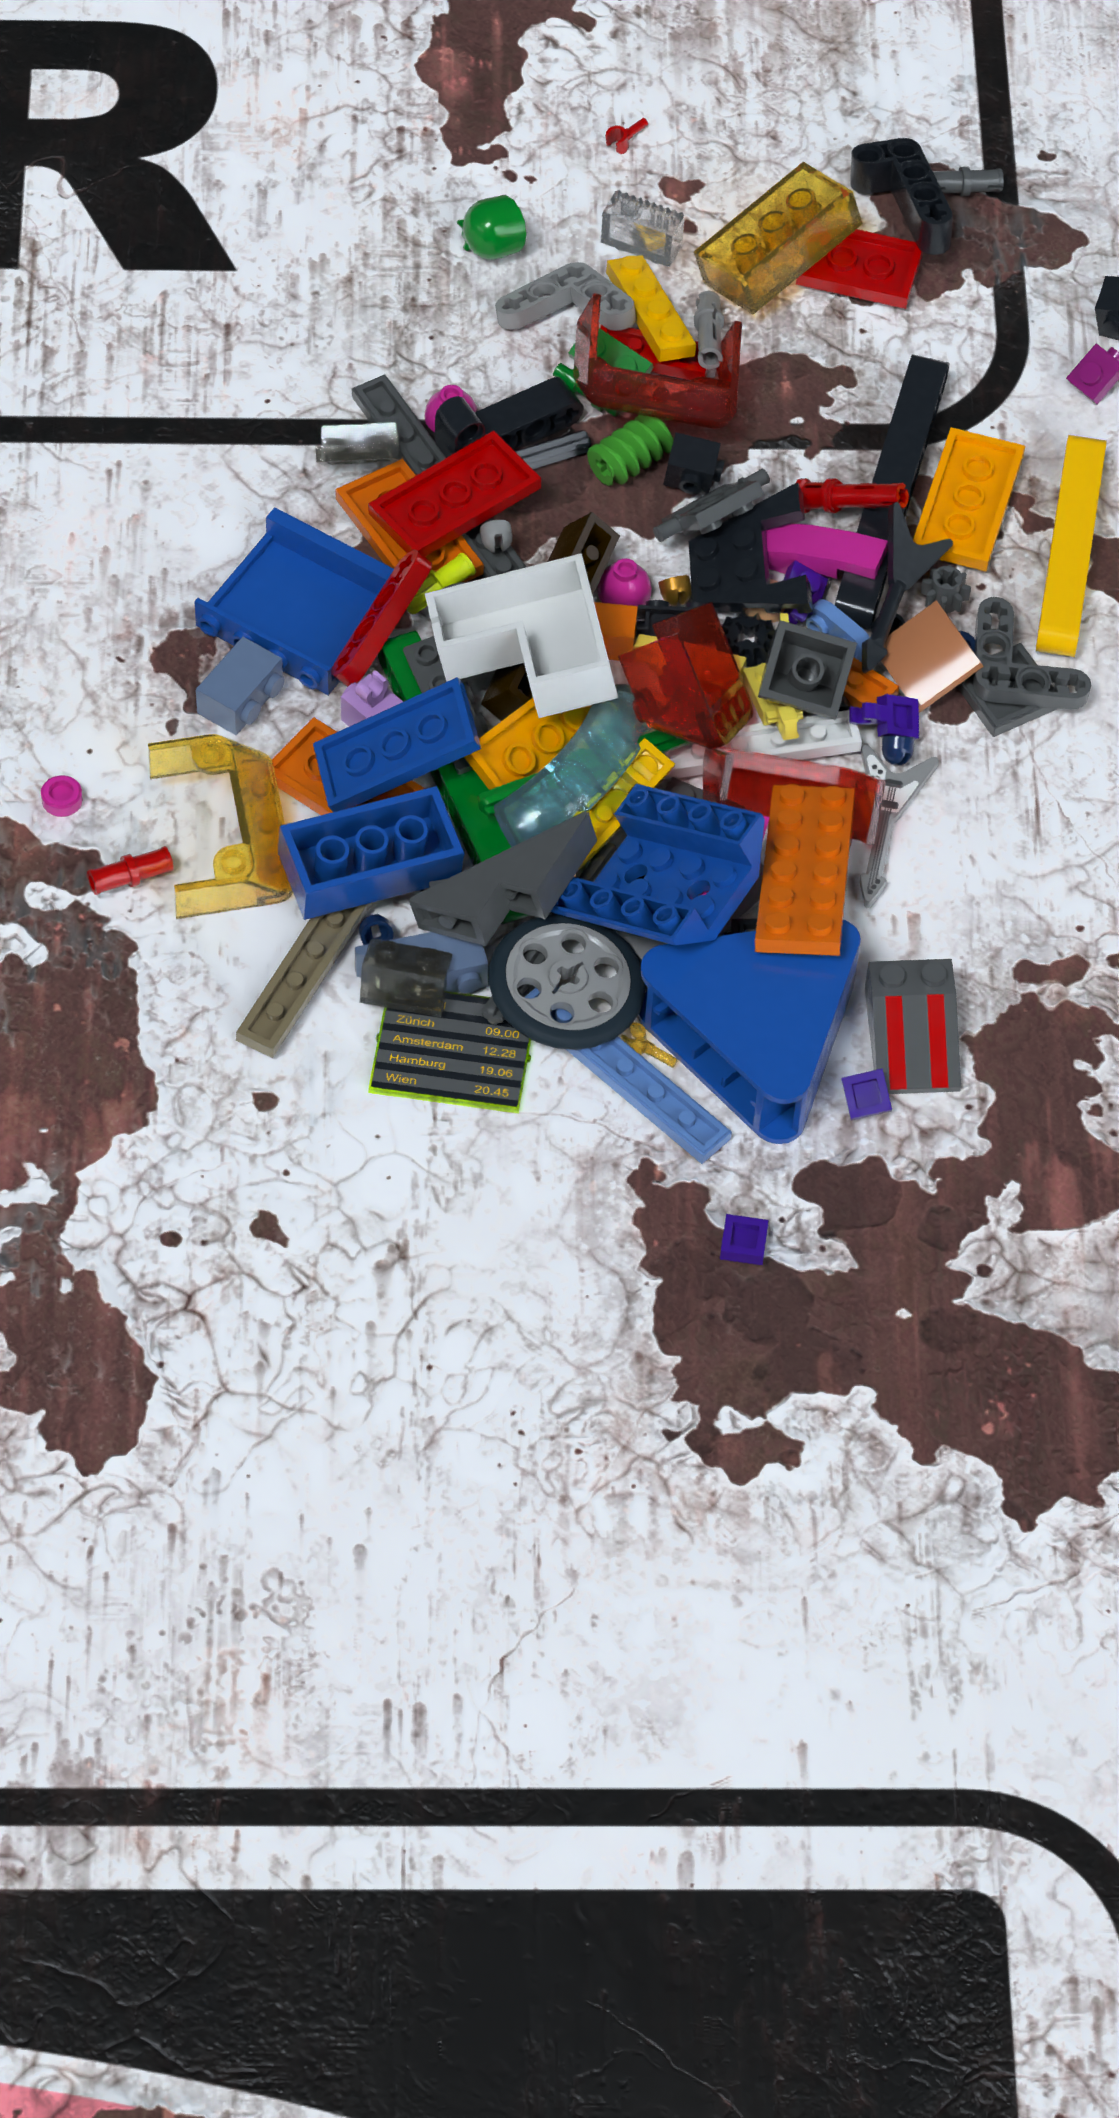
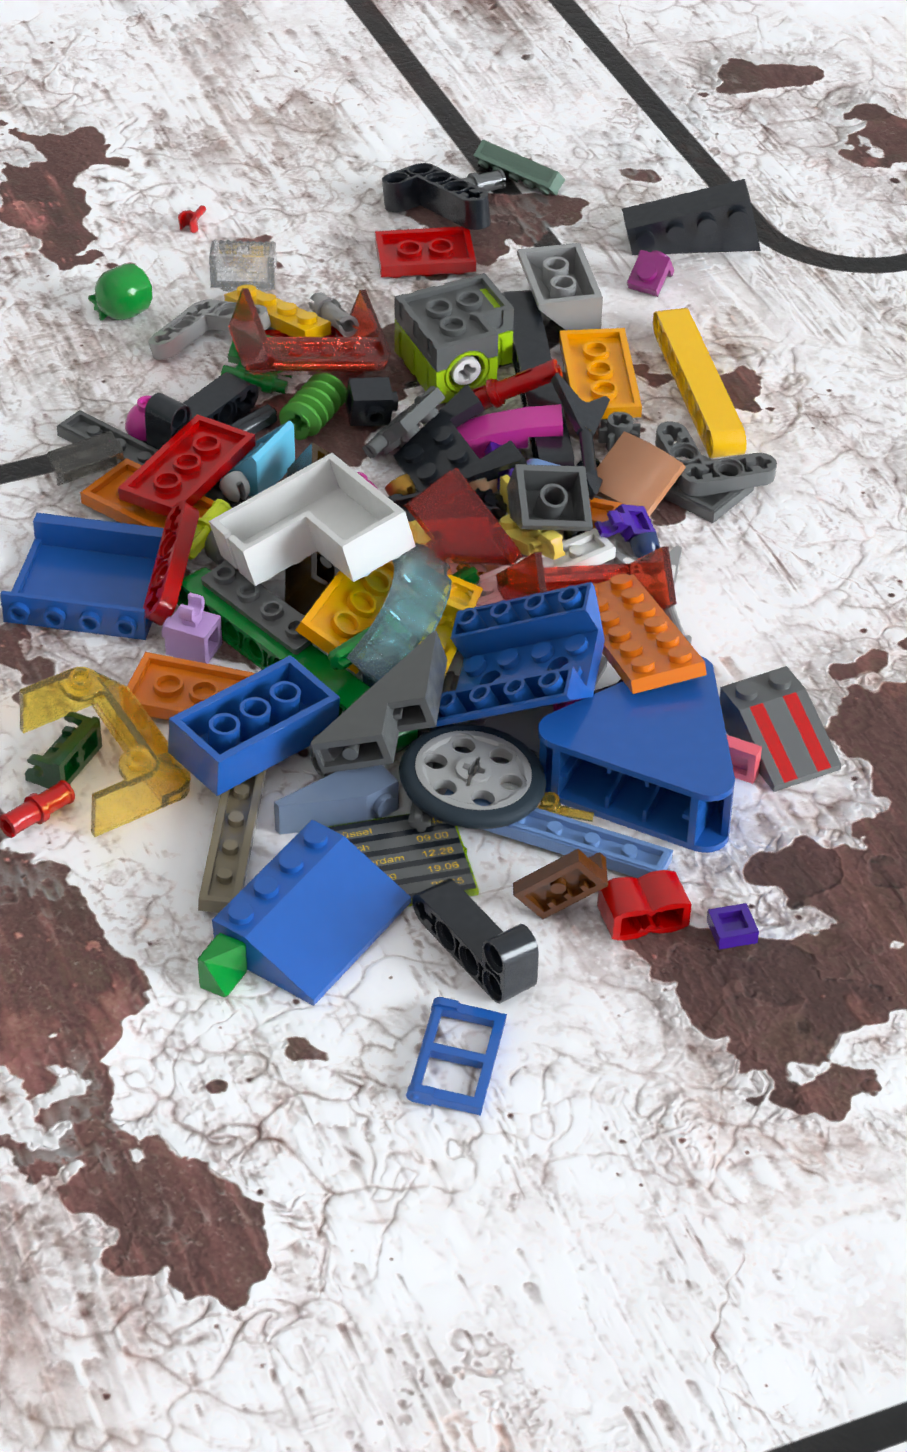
camera: 20 degrees left, 15 degrees down
(187, 814) = (68, 753): none -> dark green hinge
(228, 1112) = (222, 965): none -> green slope
(240, 686) = (68, 642): sand blue brick -> none
(336, 1084) = (311, 912): none -> blue slope
(384, 926) = (284, 785): dark blue hinge -> none
(396, 745) = (238, 638): blue plate -> none
(405, 977) = (339, 806): clear smoke bracket -> none
(432, 1304) = (430, 1095): none -> blue window
(488, 1191) = (497, 960): none -> black beam
(546, 510) = (268, 459): none -> medium azure slope
(591, 1138) = (562, 883): none -> reddish brown bracket
(667, 1185) = (644, 905): none -> red brick
(778, 237) = (357, 241): clear yellow brick -> none
(822, 407) = (454, 333): none -> dark grey piece
(854, 1047) = (745, 759): none -> coral plate
(866, 1094) = (770, 788): dark purple plate -> none
(978, 367) = (563, 285): none -> light grey slope
(1027, 171) = (519, 168): none -> sand green piece

